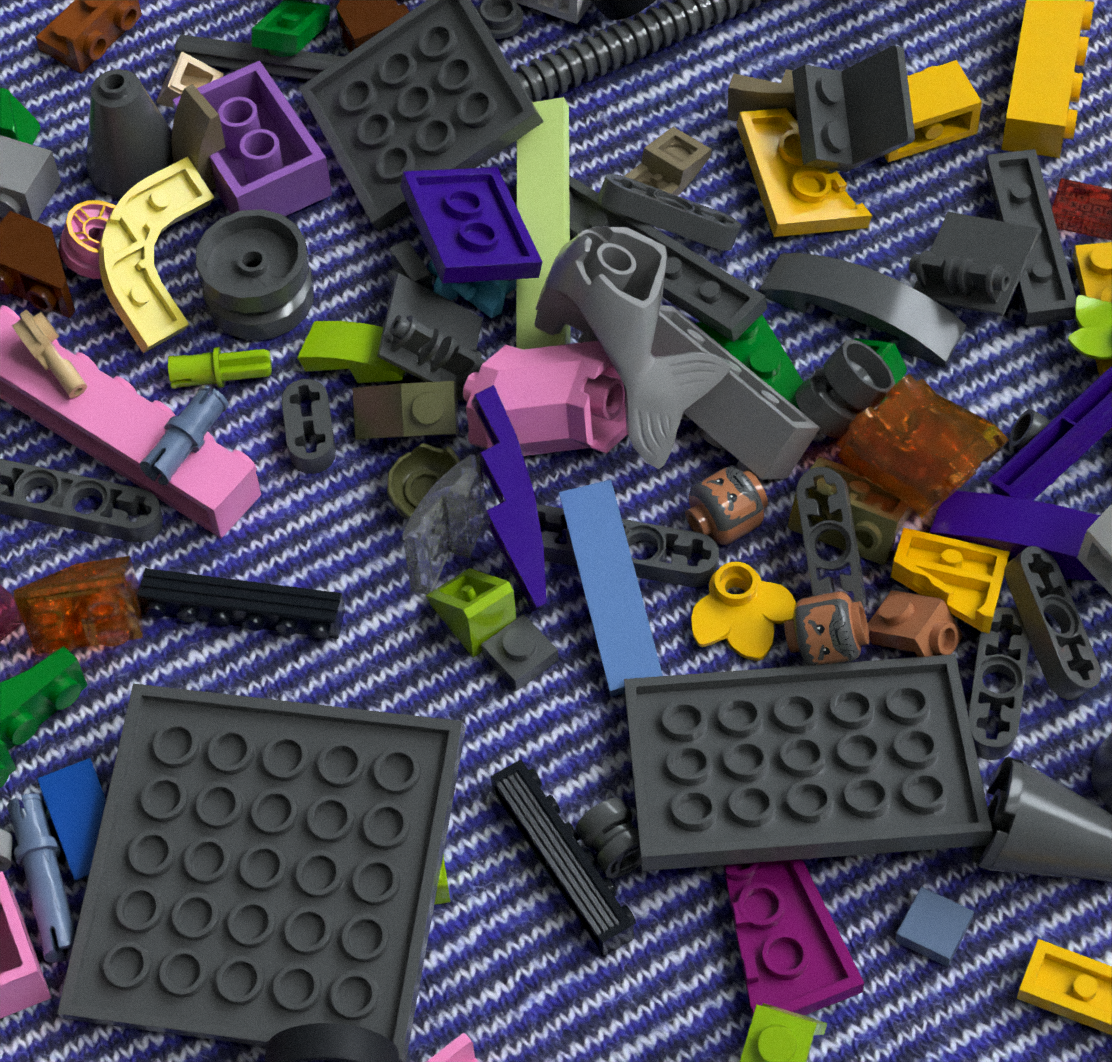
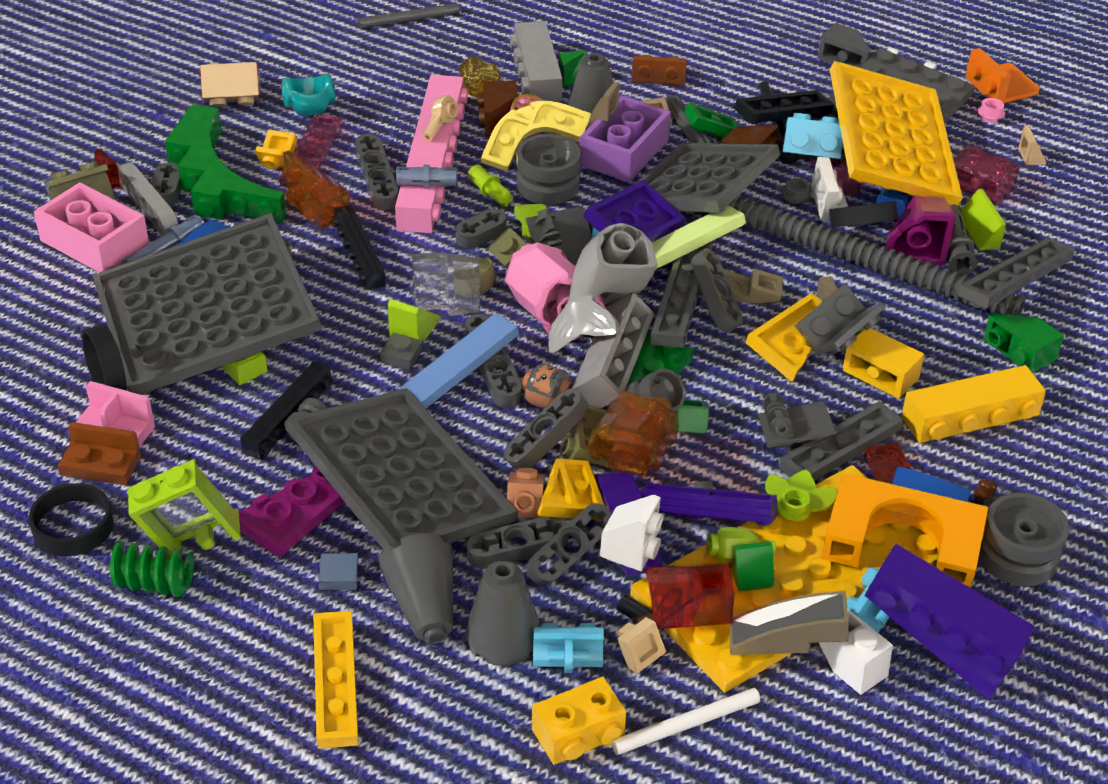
camera: 55 degrees right, 15 degrees down
(516, 519) = (467, 300): dark purple slope -> none
(742, 618) = (487, 420): yellow plate -> none
(827, 629) = (492, 450): head -> none
(869, 298) = (733, 399): dark grey slope -> none

